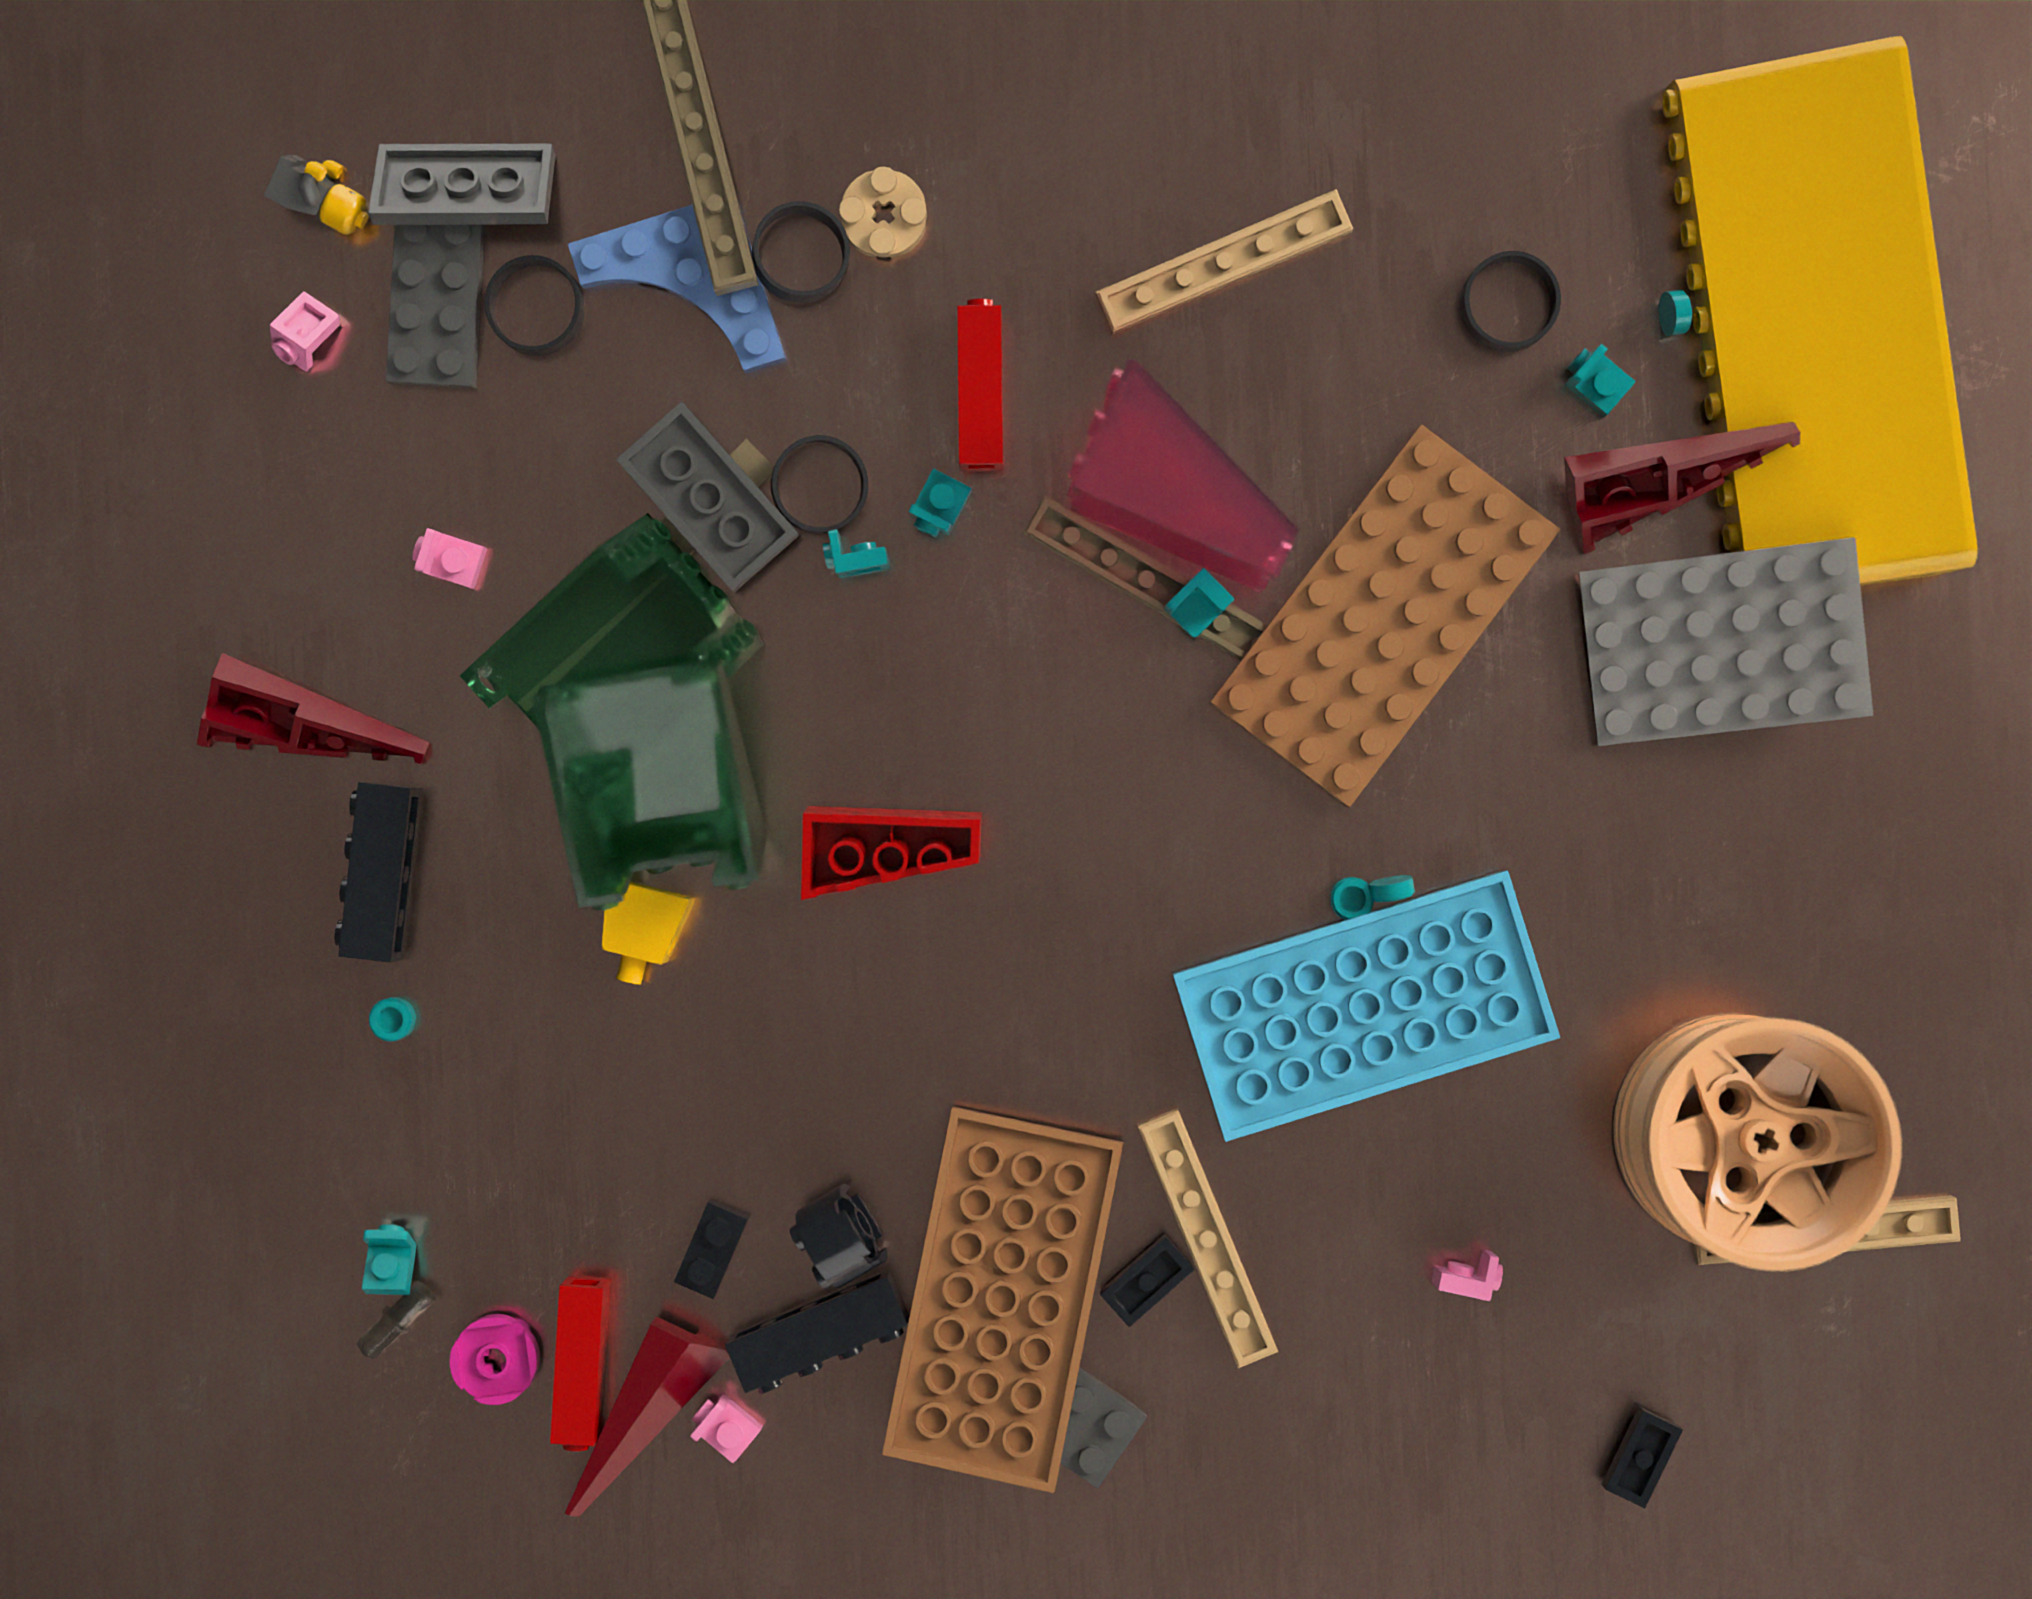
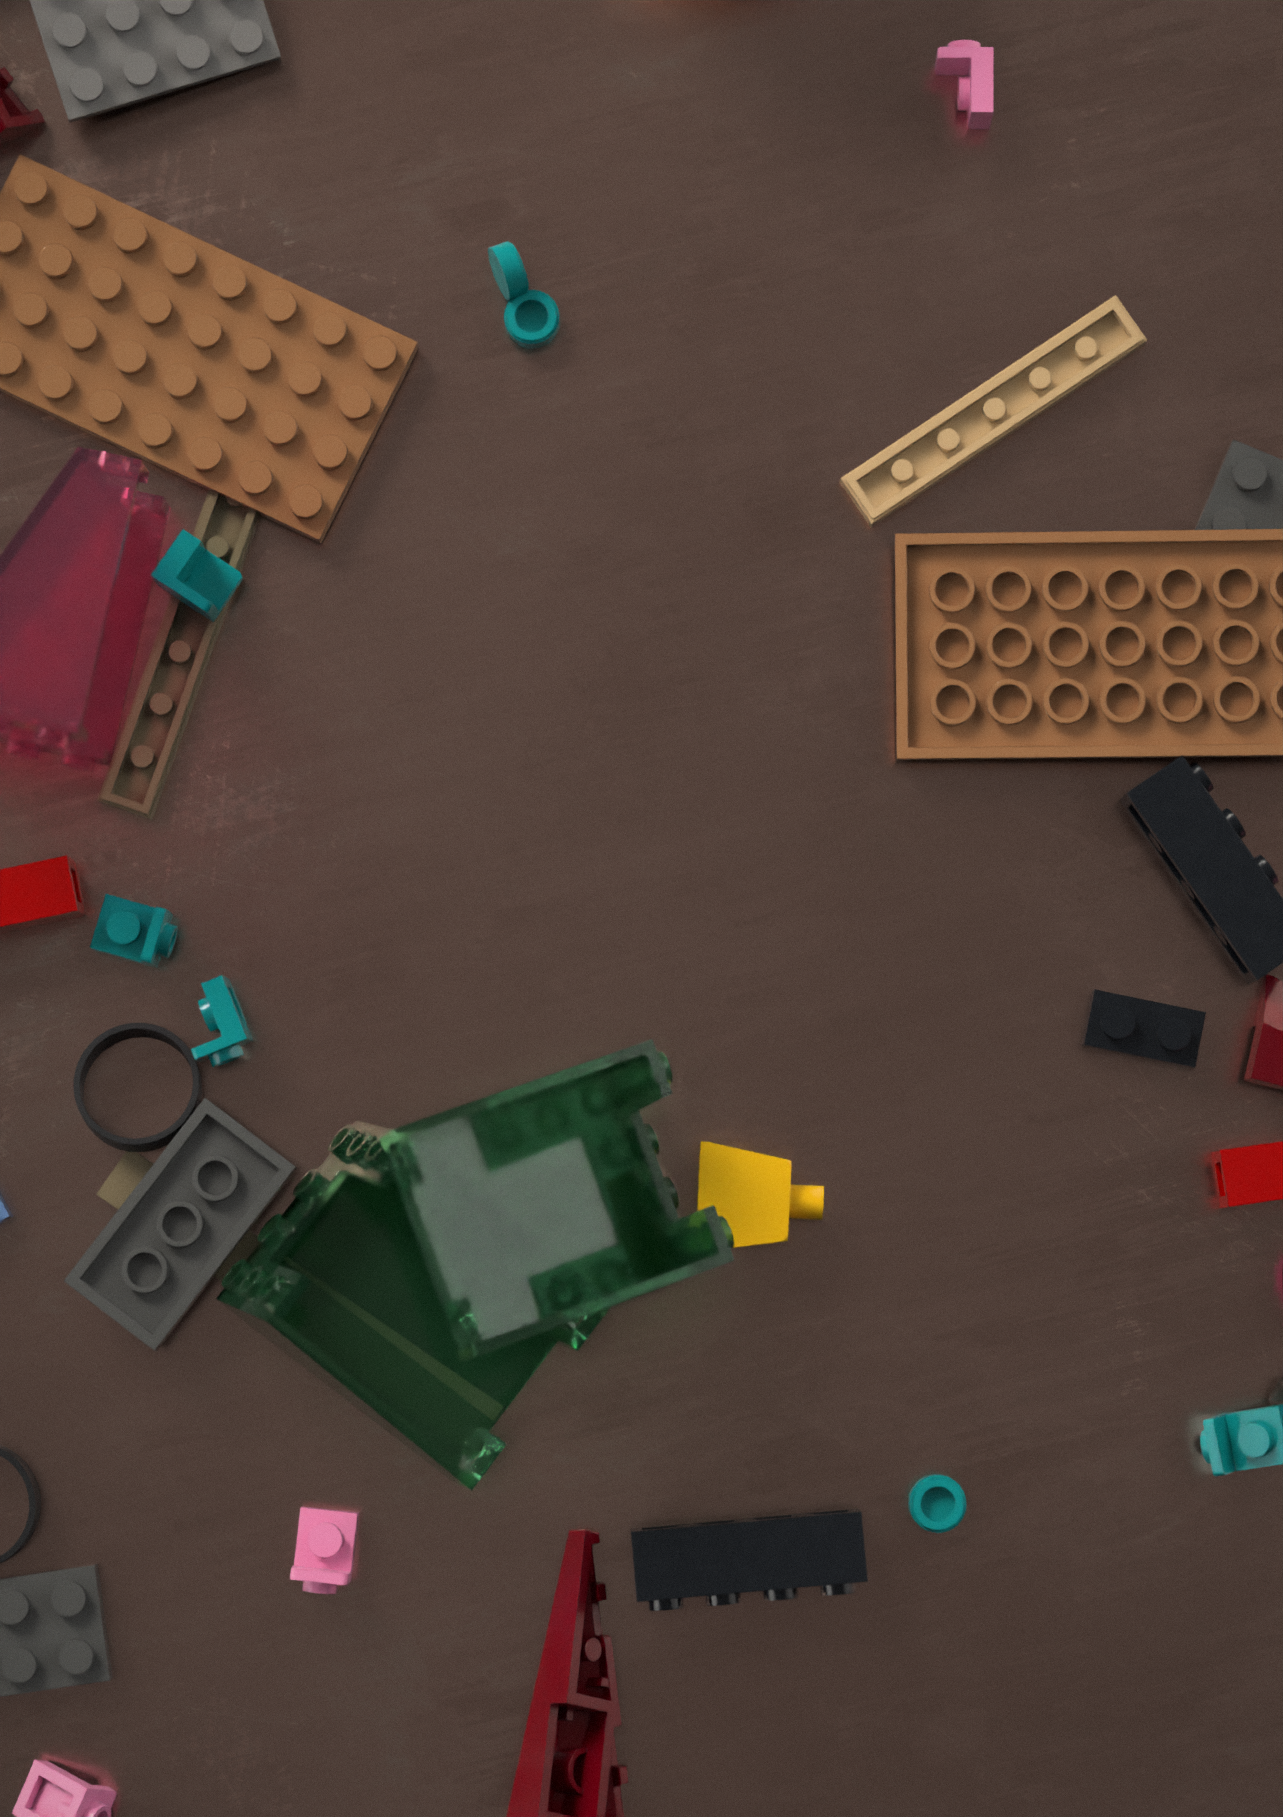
camera: 100 degrees left, 5 degrees down
(838, 1237) = (1089, 864): black brick -> none
(877, 845) = (583, 916): red wedge -> none
(1146, 1280) = (1062, 473): black plate -> none
(1366, 1005) = (661, 274): medium azure plate -> none

